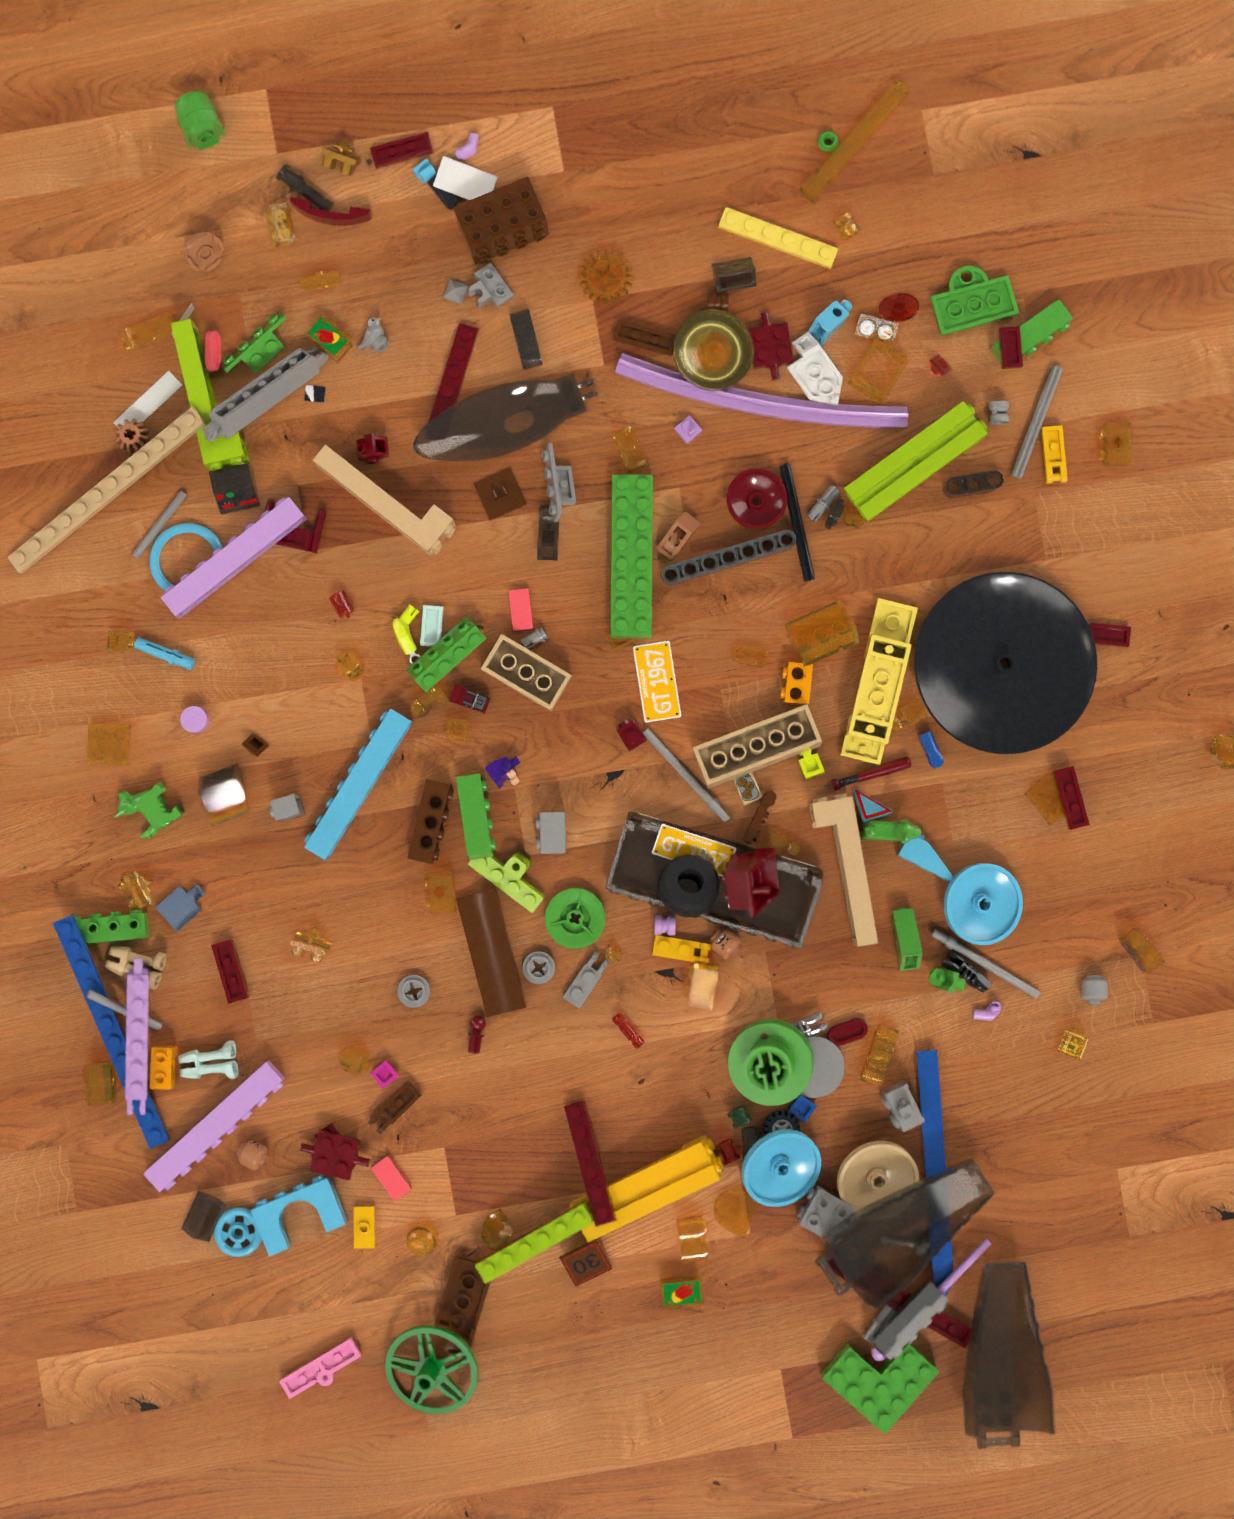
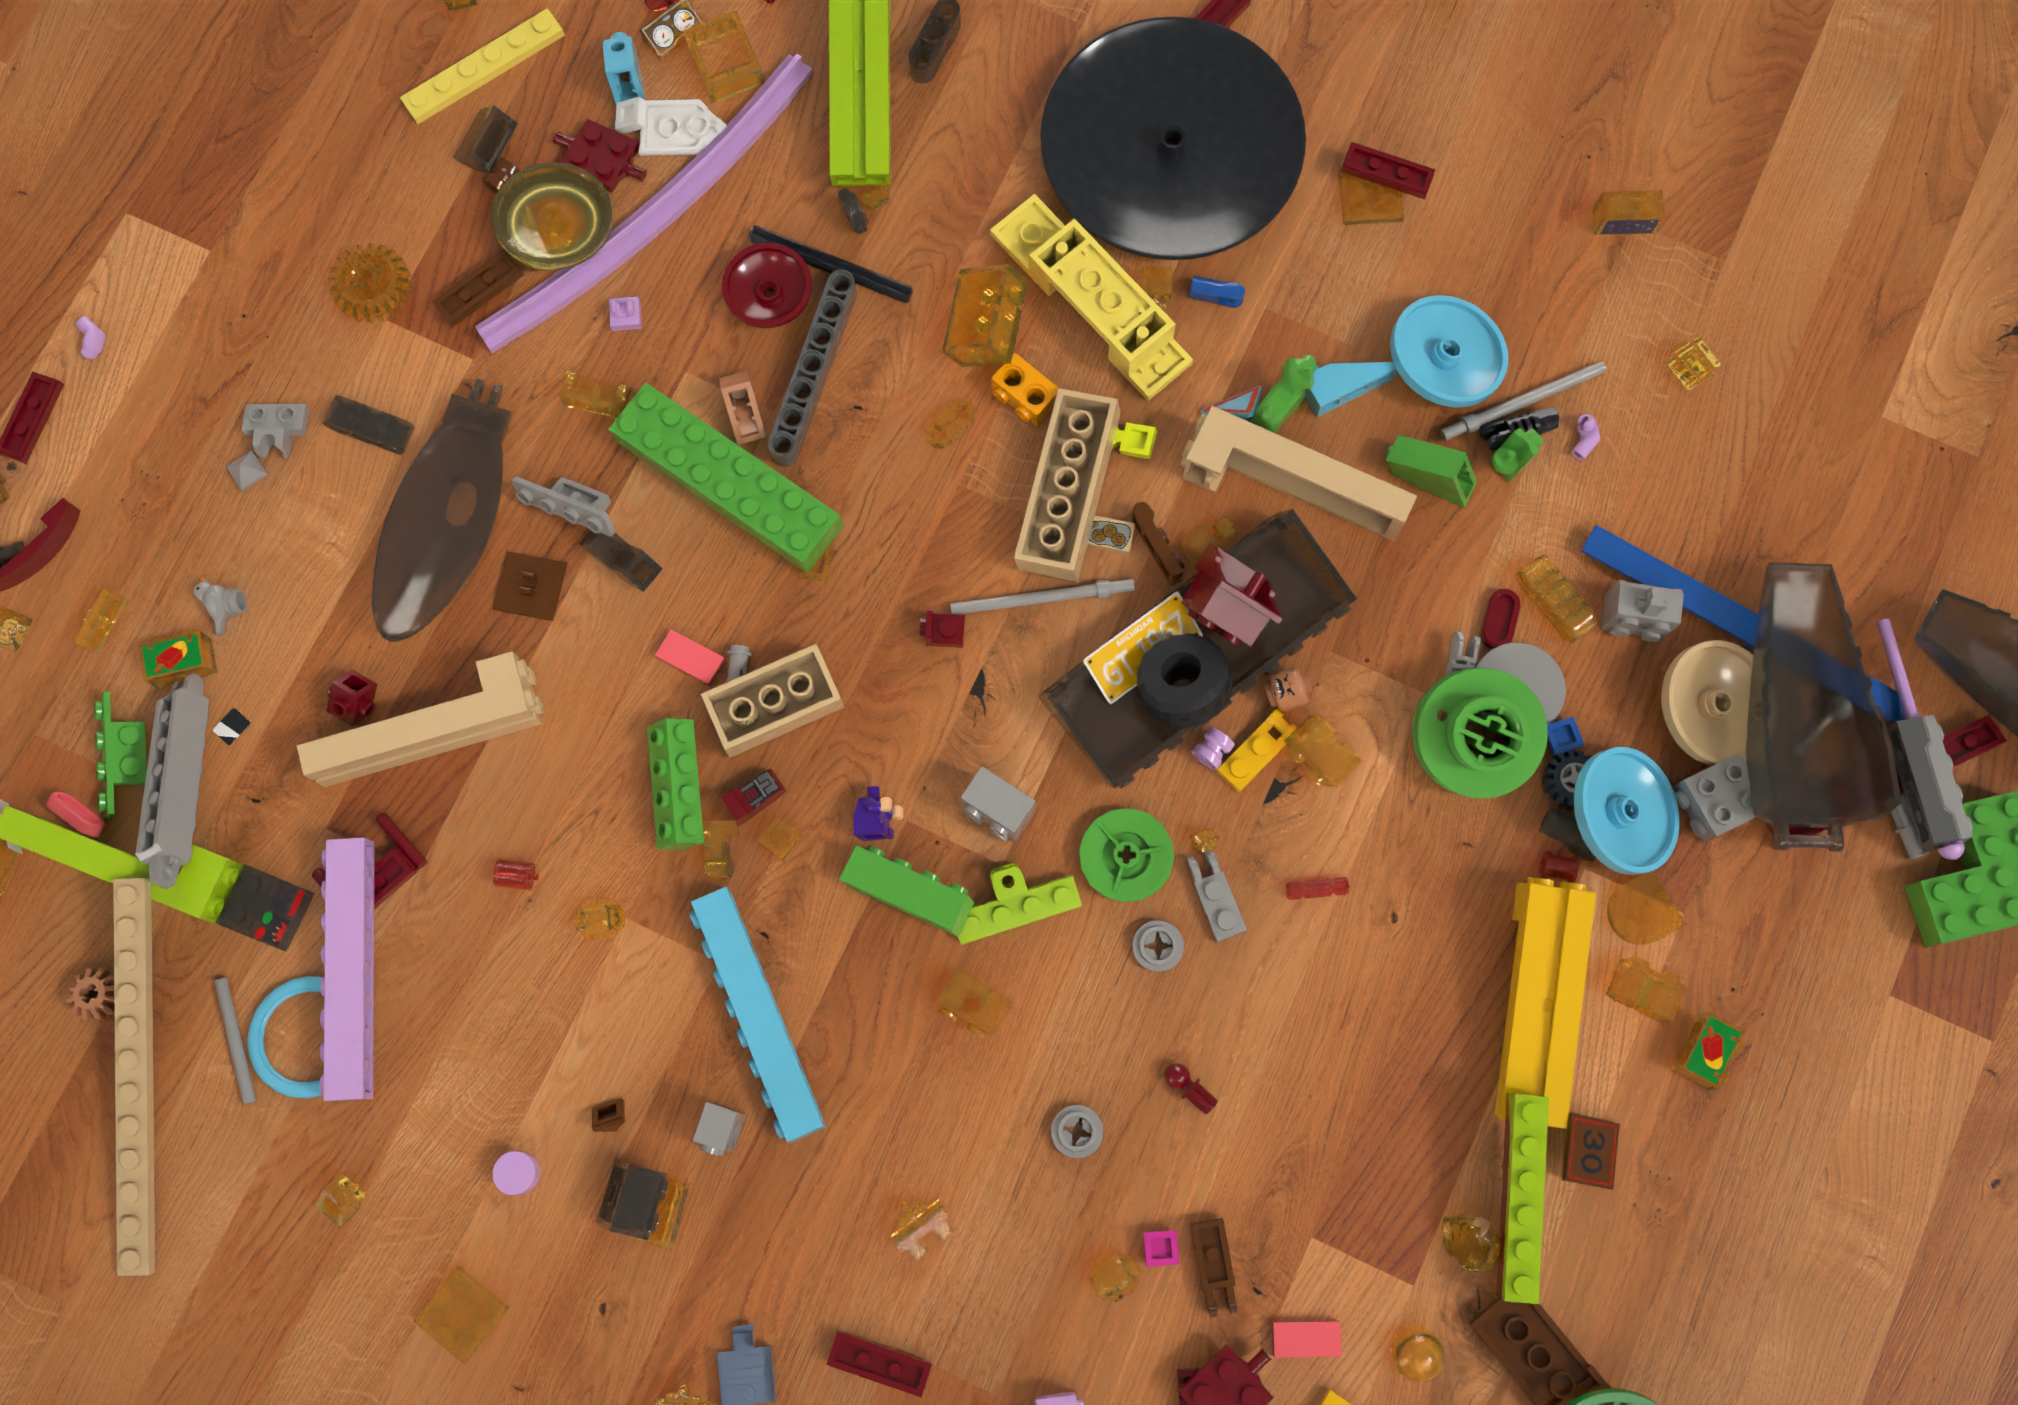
camera: 50 degrees left, 10 degrees down
(150, 400) = (73, 937): white sticker -> none
(151, 806) = (585, 1314): bright green animal -> none
(166, 654) = (412, 1145): medium azure pin -> none
(402, 631) = (606, 821): neon yellow arm -> none
(426, 174) = (79, 404): piece -> none
(431, 625) = (626, 781): light aqua tile -> none
(431, 790) = (833, 922): reddish brown brick -> none
(455, 369) = (335, 531): dark red plate -> none
(463, 179) = (126, 367): white sticker -> none
(491, 953) = (1097, 994): reddish brown arch -> none
(501, 221) = (204, 352): reddish brown brick -> none
(590, 1163) = (1463, 1052): dark red plate -> none
(657, 681) = (901, 555): yellow sticker -> none
(739, 1116) = (1523, 822): clear green wheel -> none
(823, 503) = (831, 219): light grey axle -> none
(874, 772) = (1200, 366): dark red piece -> none
(1094, 989) = (1641, 295): light grey head -> none

